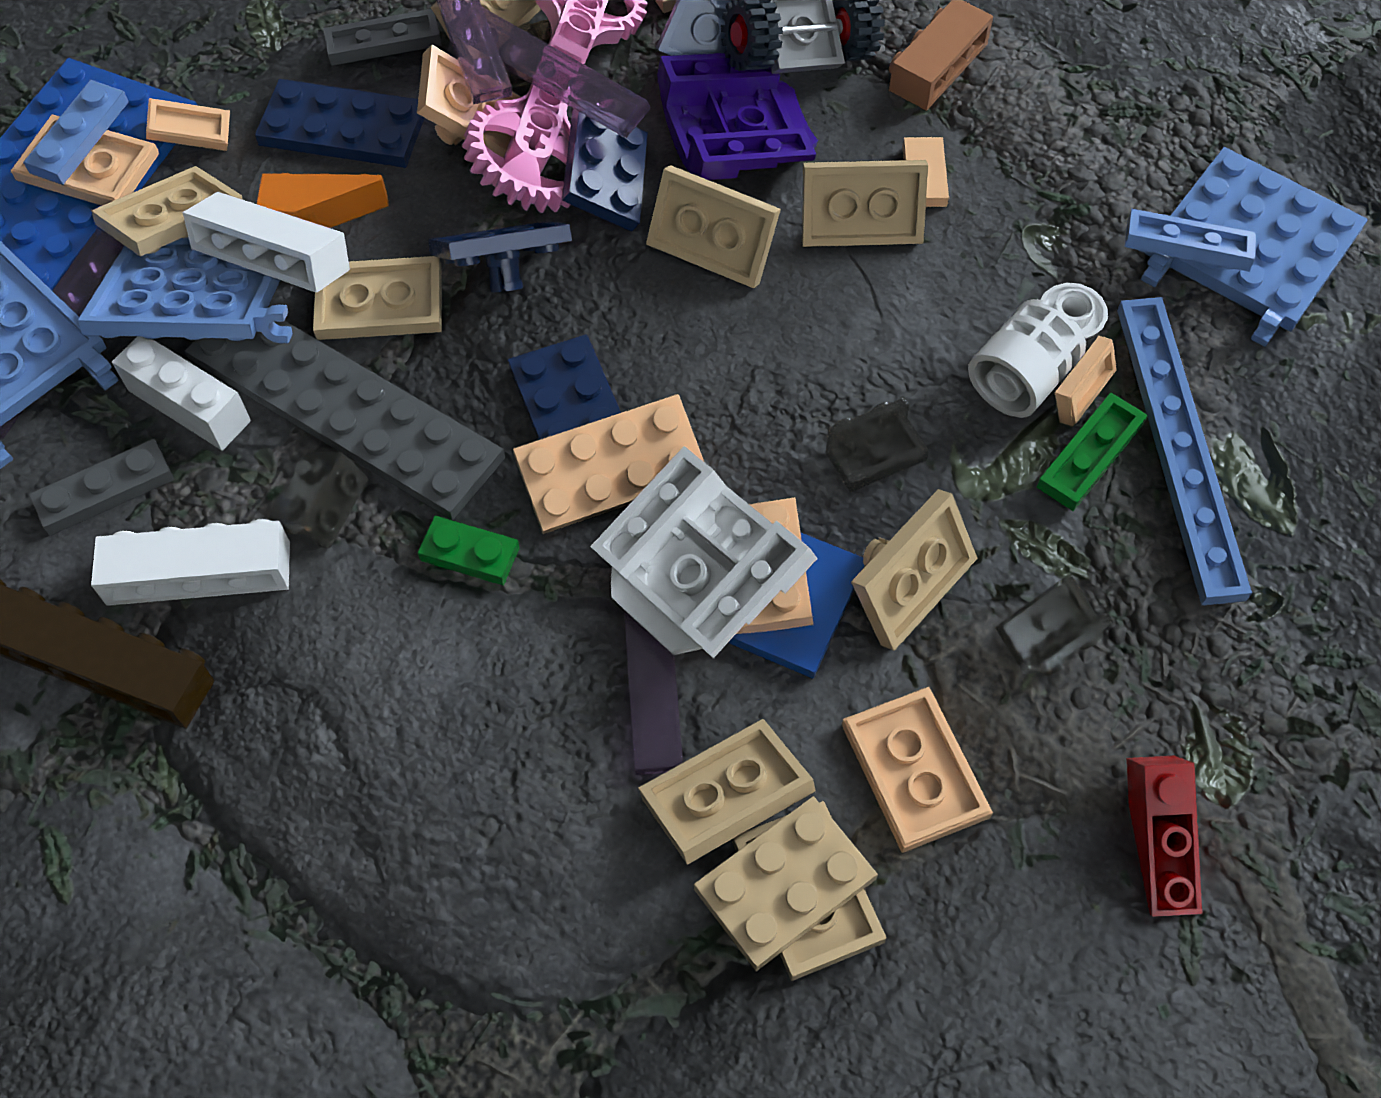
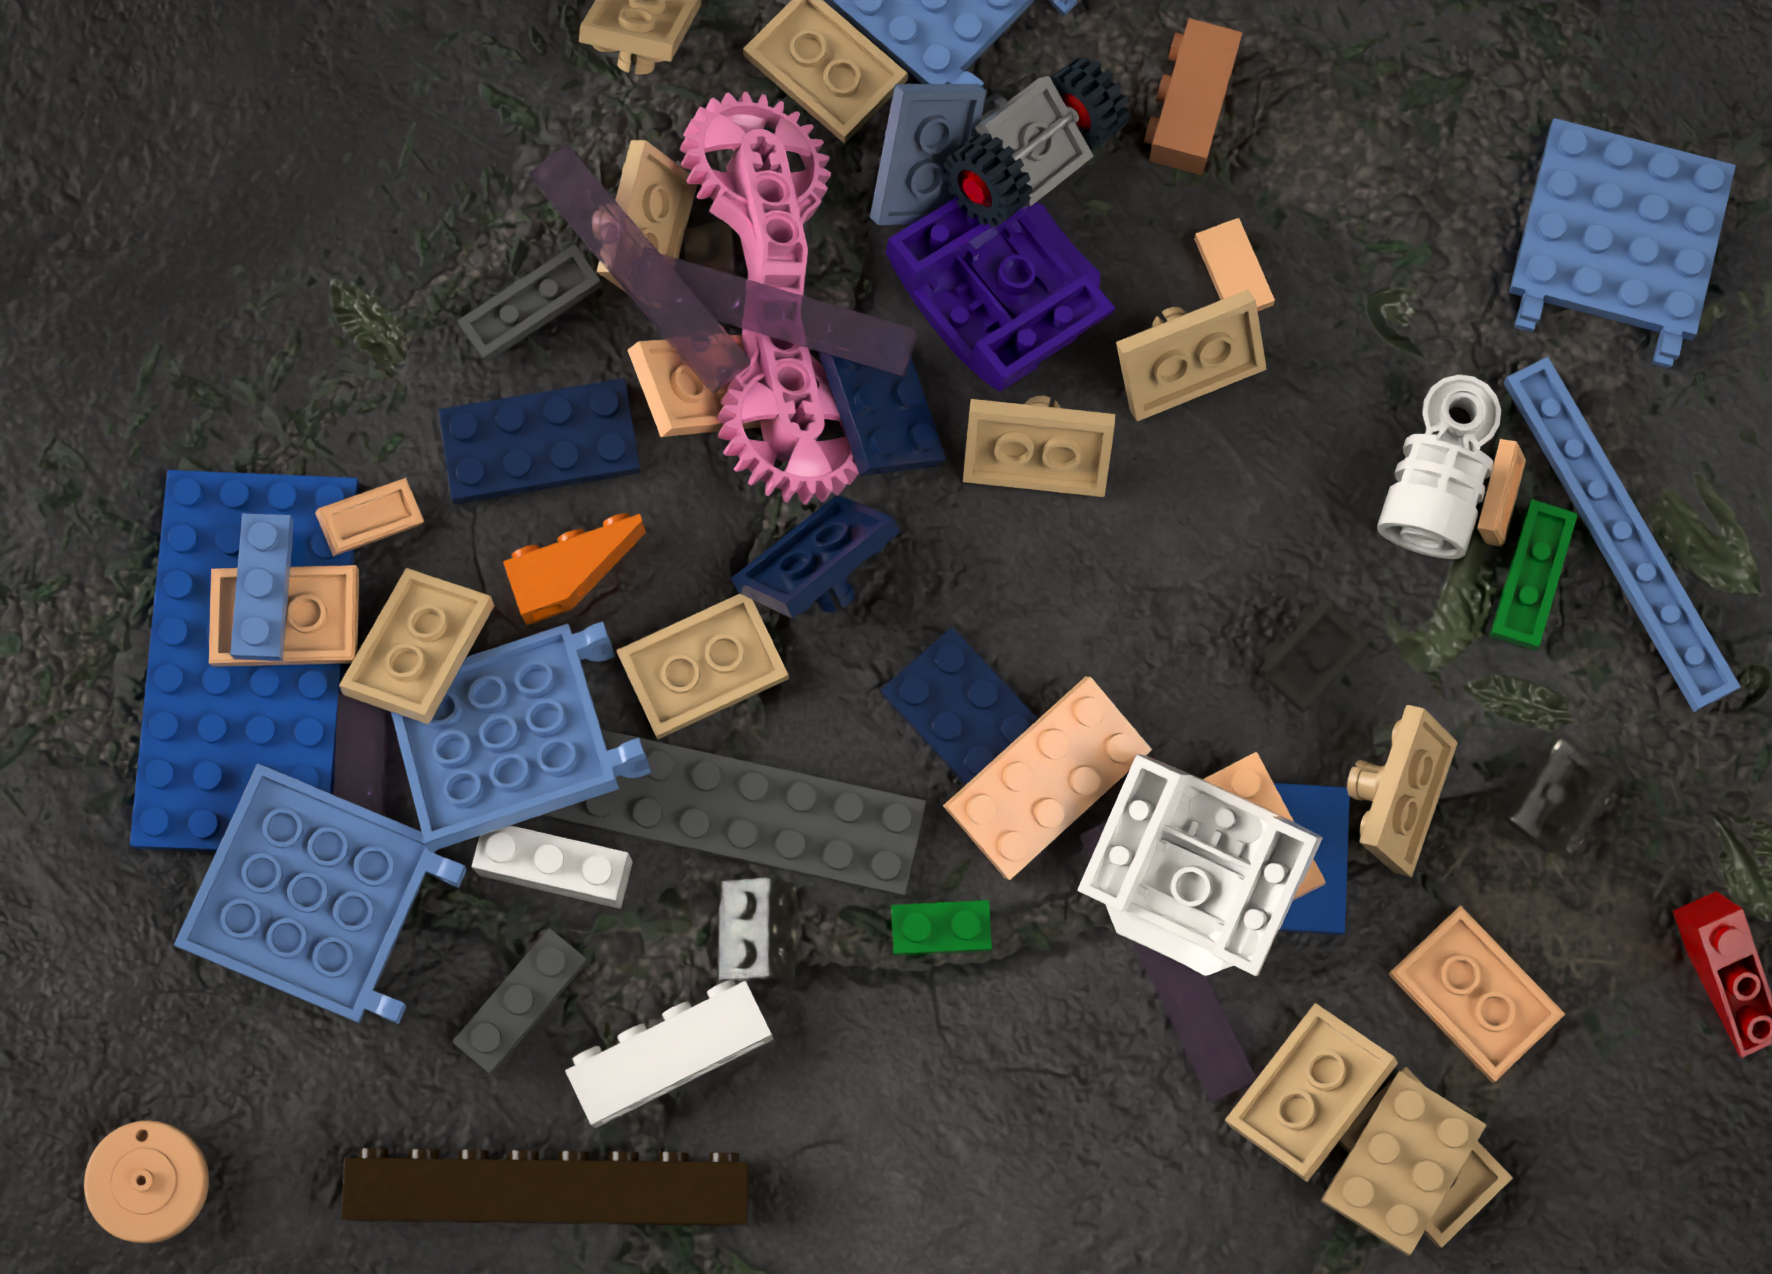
camera: 20 degrees left, 15 degrees up
(267, 241) = (564, 656): white brick -> none
(1190, 240) = (1559, 281): medium blue plate -> none

